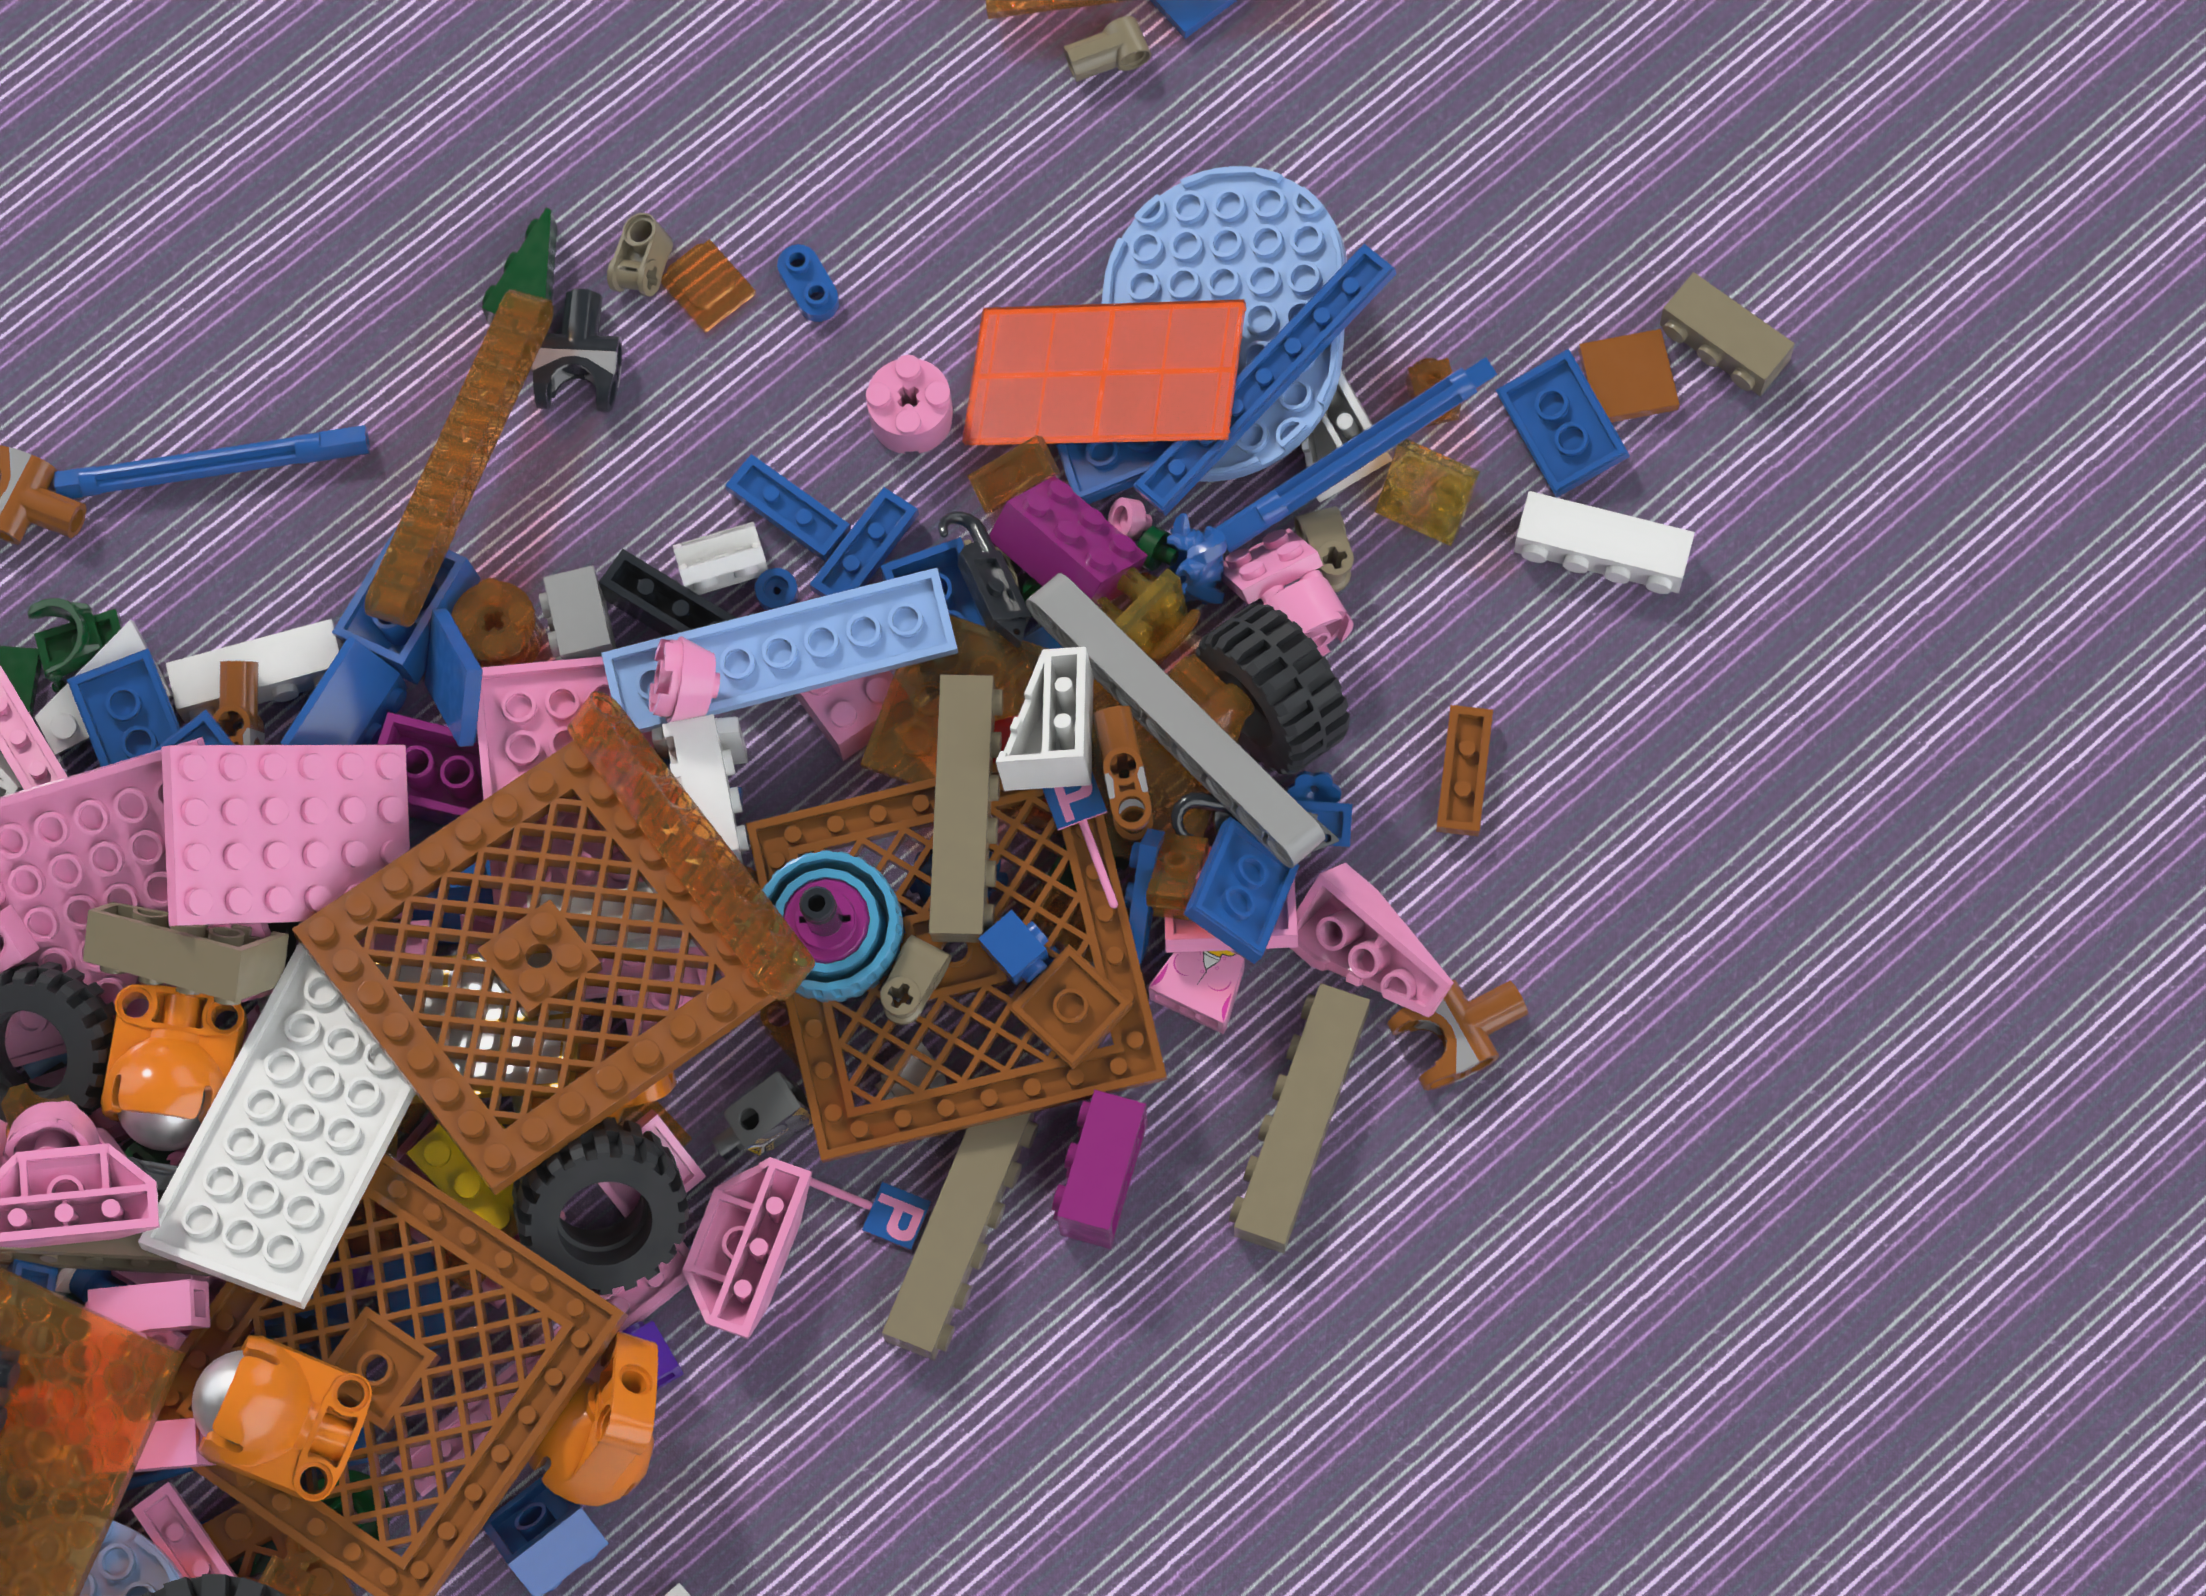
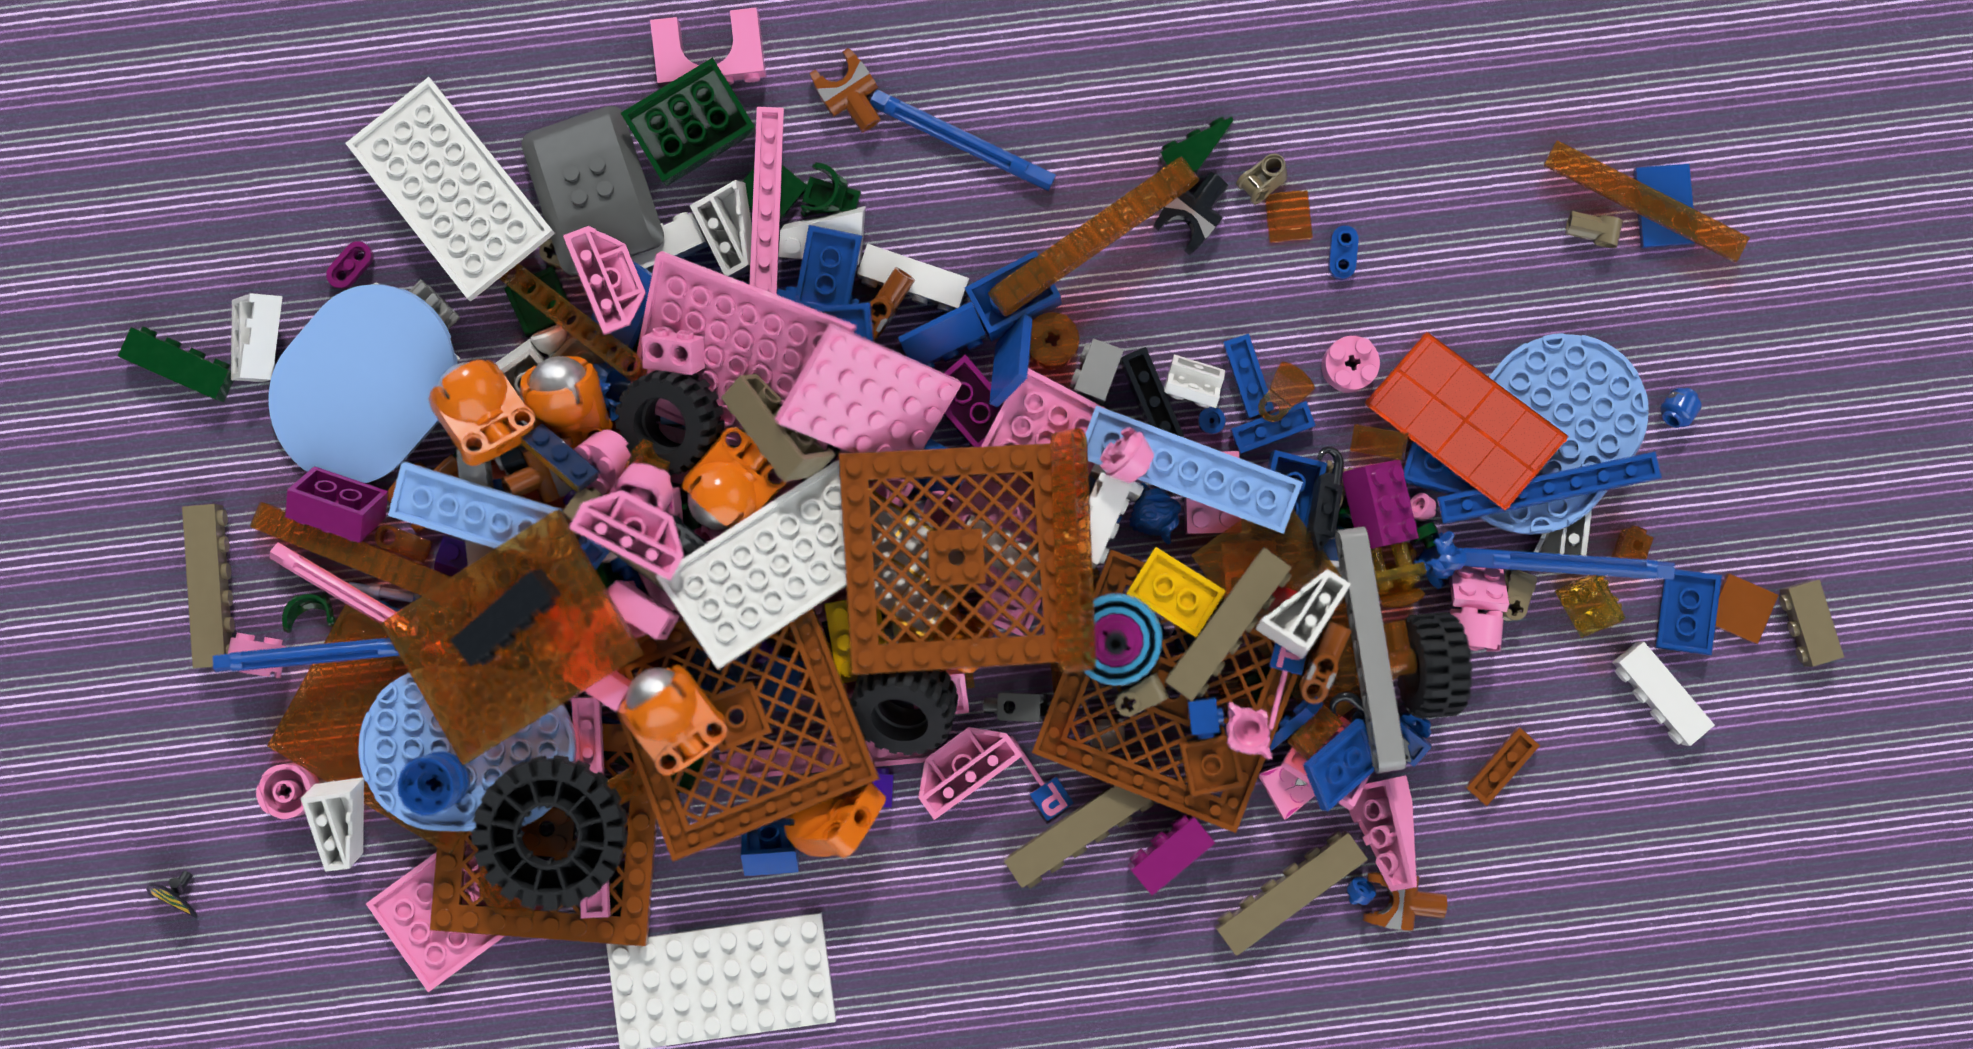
camera: 30 degrees right, 15 degrees up
(782, 754) = (1155, 513): none -> blue hair
(848, 486) = (1287, 389): none -> clear orange piece
(868, 813) = (1176, 592): none -> yellow plate
(1084, 922) = (1248, 731): none -> bright pink hair
(1370, 187) = (1680, 407): none -> blue head
(1394, 1053) = (1360, 891): none -> blue tile

